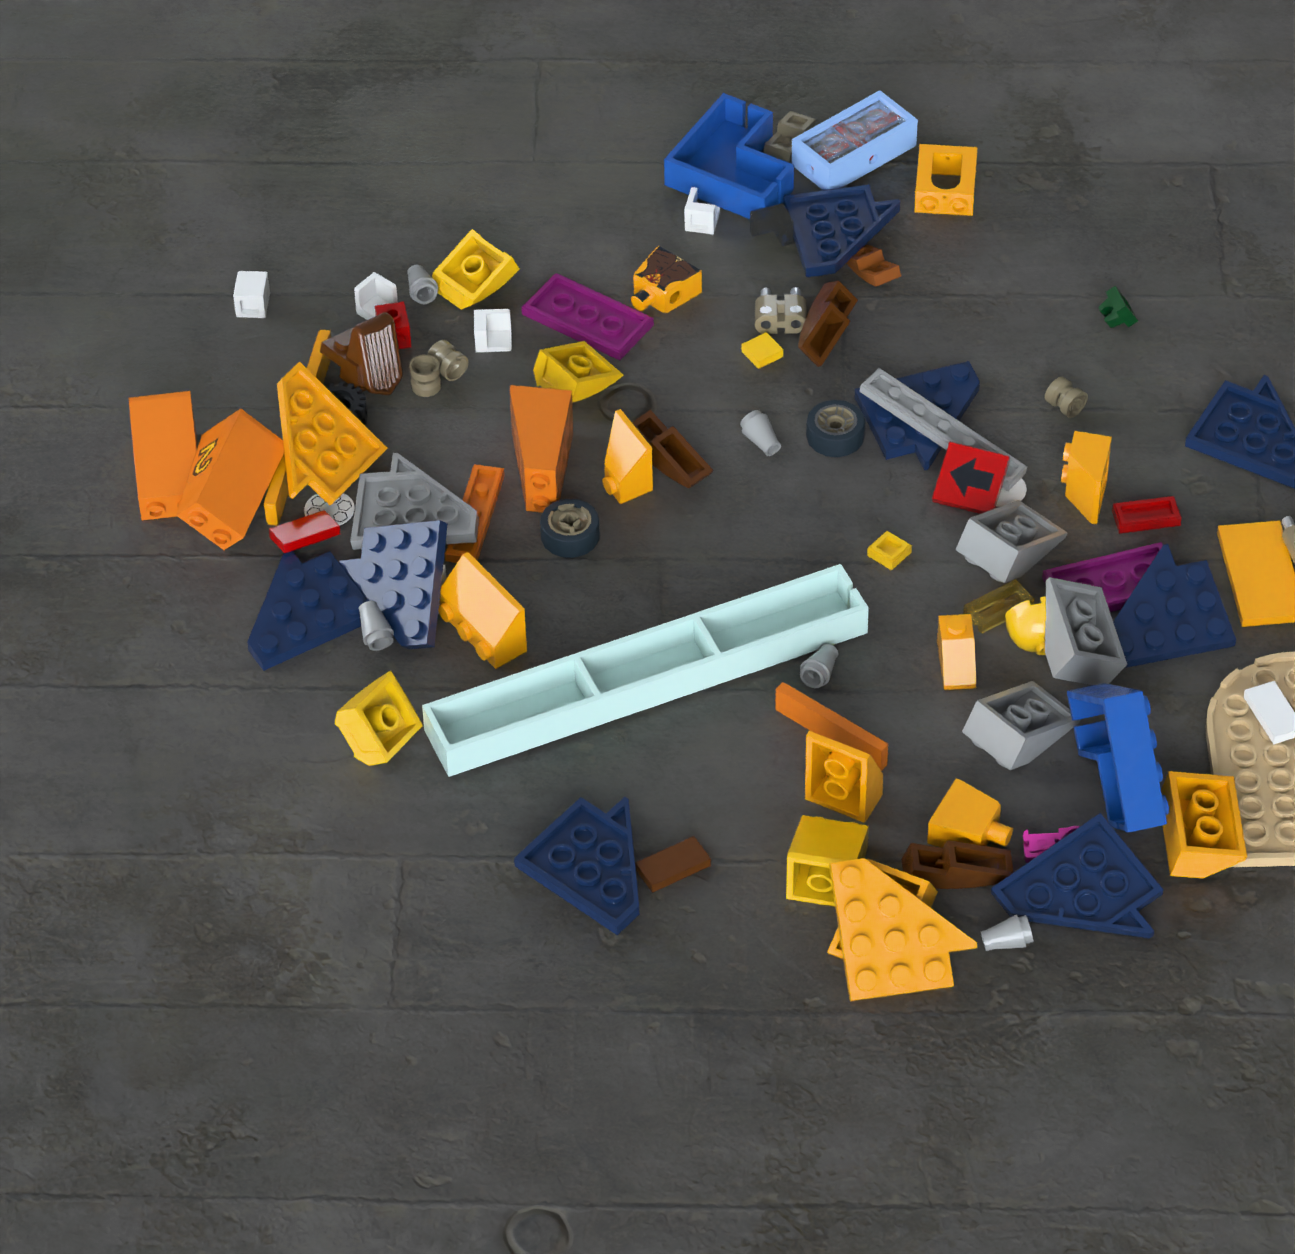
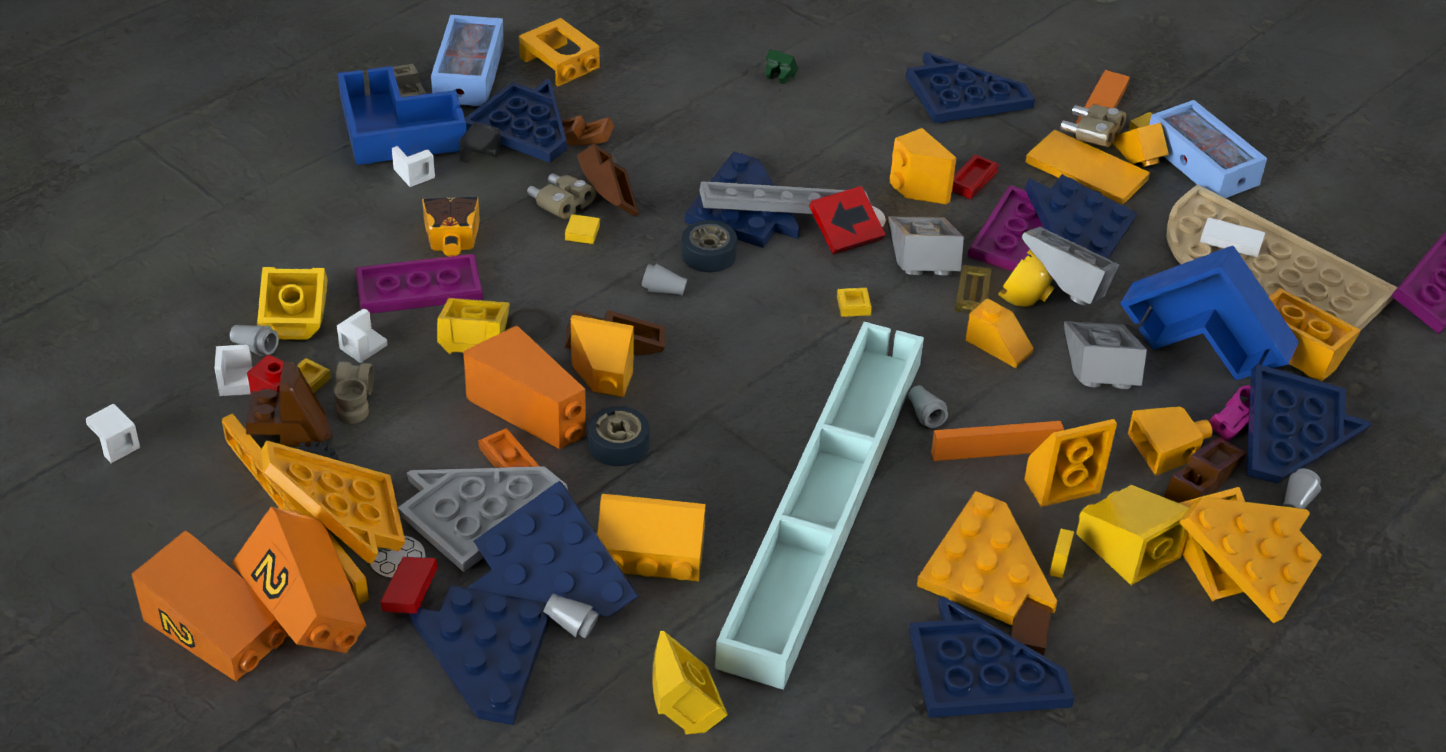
camera: 50 degrees left, 5 degrees down
(424, 337) = (314, 374): none -> yellow tile
(702, 801) = (986, 563): none -> light orange wing
(756, 835) = (1061, 553): none -> yellow tile
(1066, 397) = (828, 135): dark tan wheel -> none

